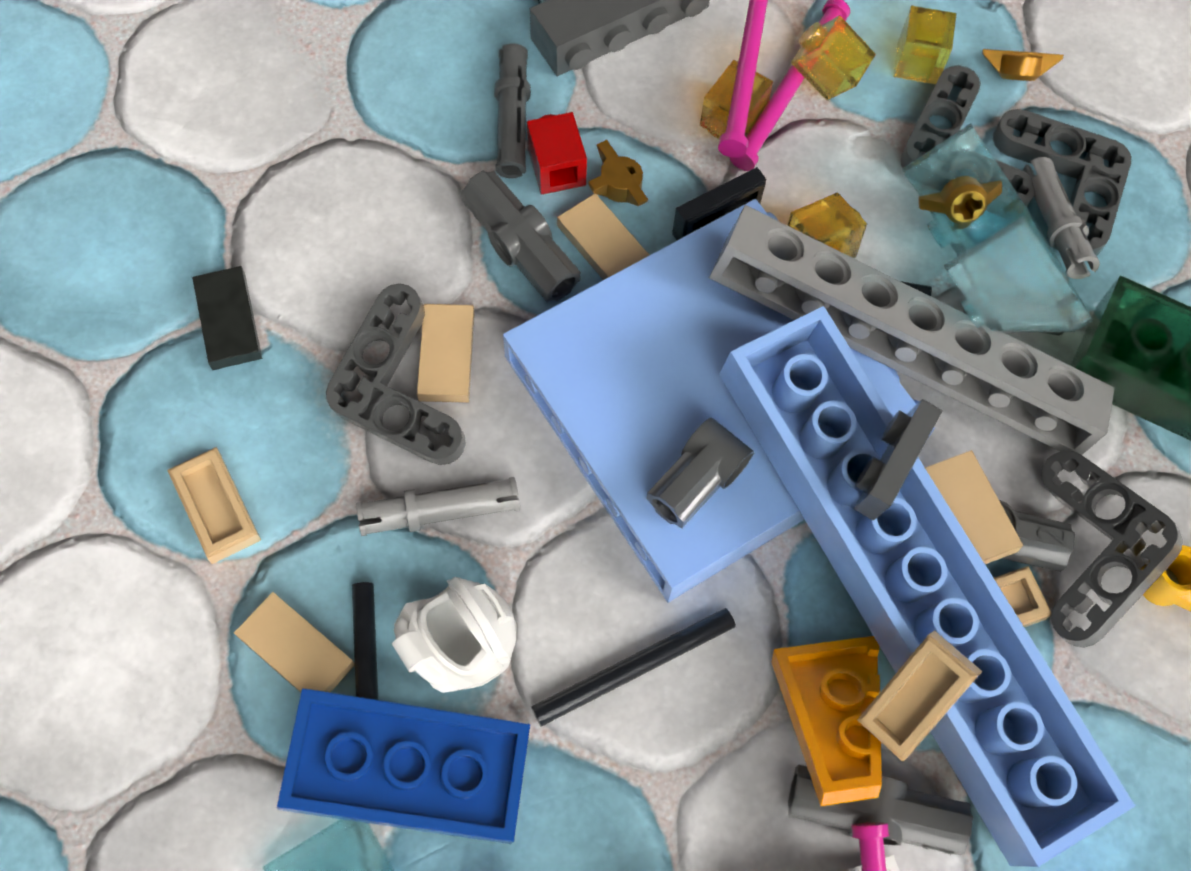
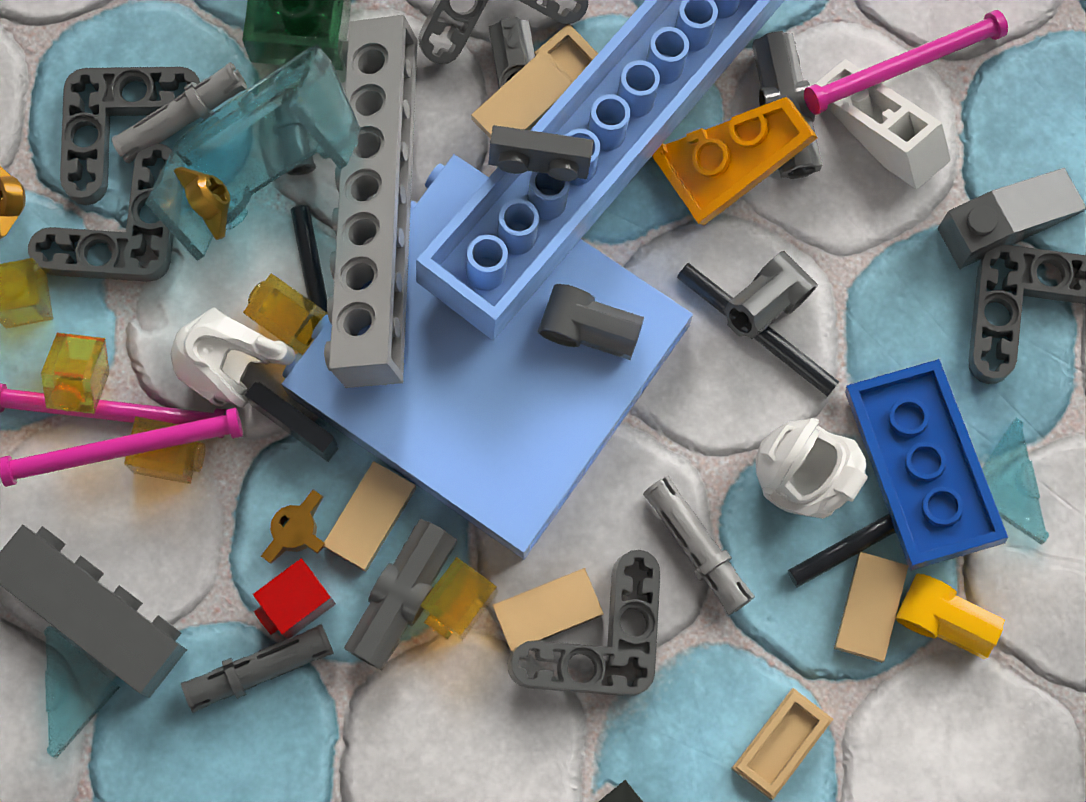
camera: 110 degrees left, 10 degrees up
(253, 708) = (937, 612): none -> yellow piece
(491, 277) = (457, 601): none -> clear yellow brick
(667, 700) = (775, 290): none -> dark grey piece
(803, 161) = (215, 354): none -> white helmet
(919, 695) = (712, 87): tan tile -> none

